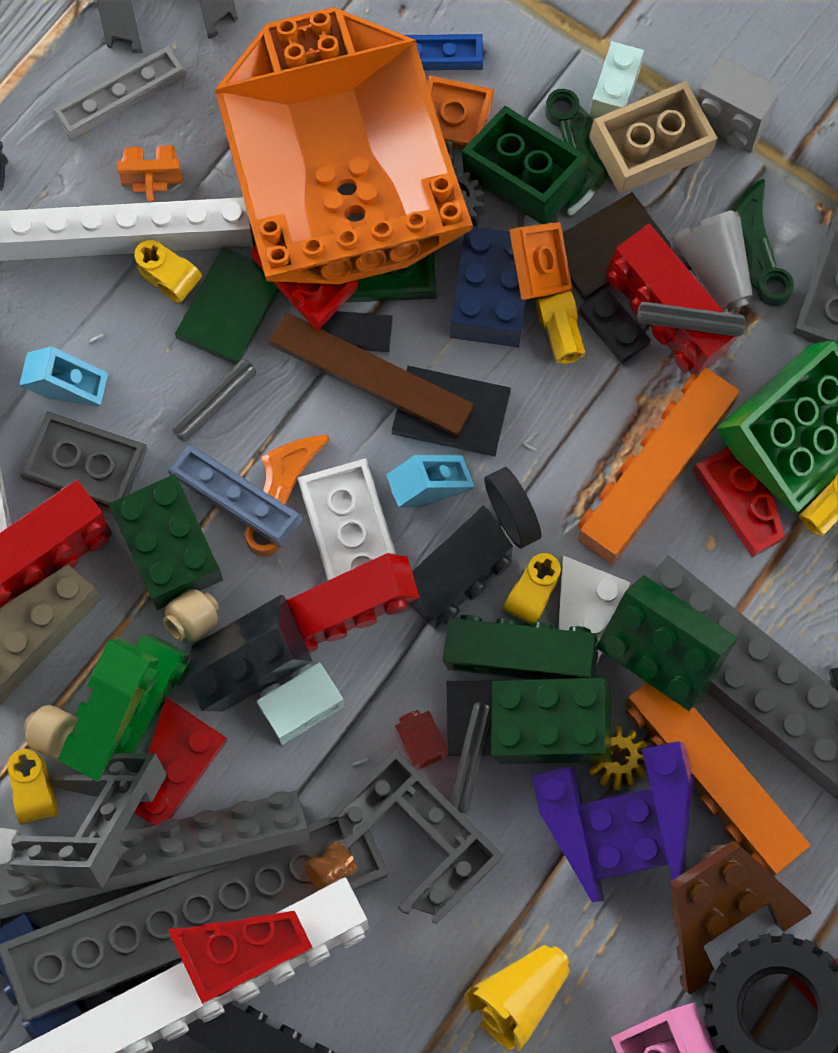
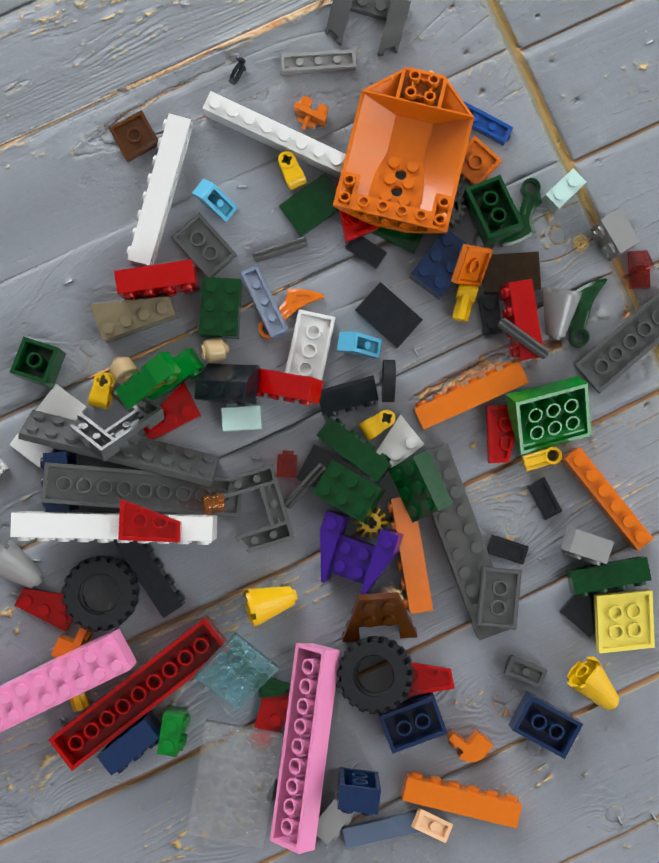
camera: 30 degrees right, 15 degrees up
(372, 374) = (360, 277): reddish brown tile -> none
(652, 137) = (564, 229): tan brick -> none
(803, 139) = (639, 269): none -> clear red slope

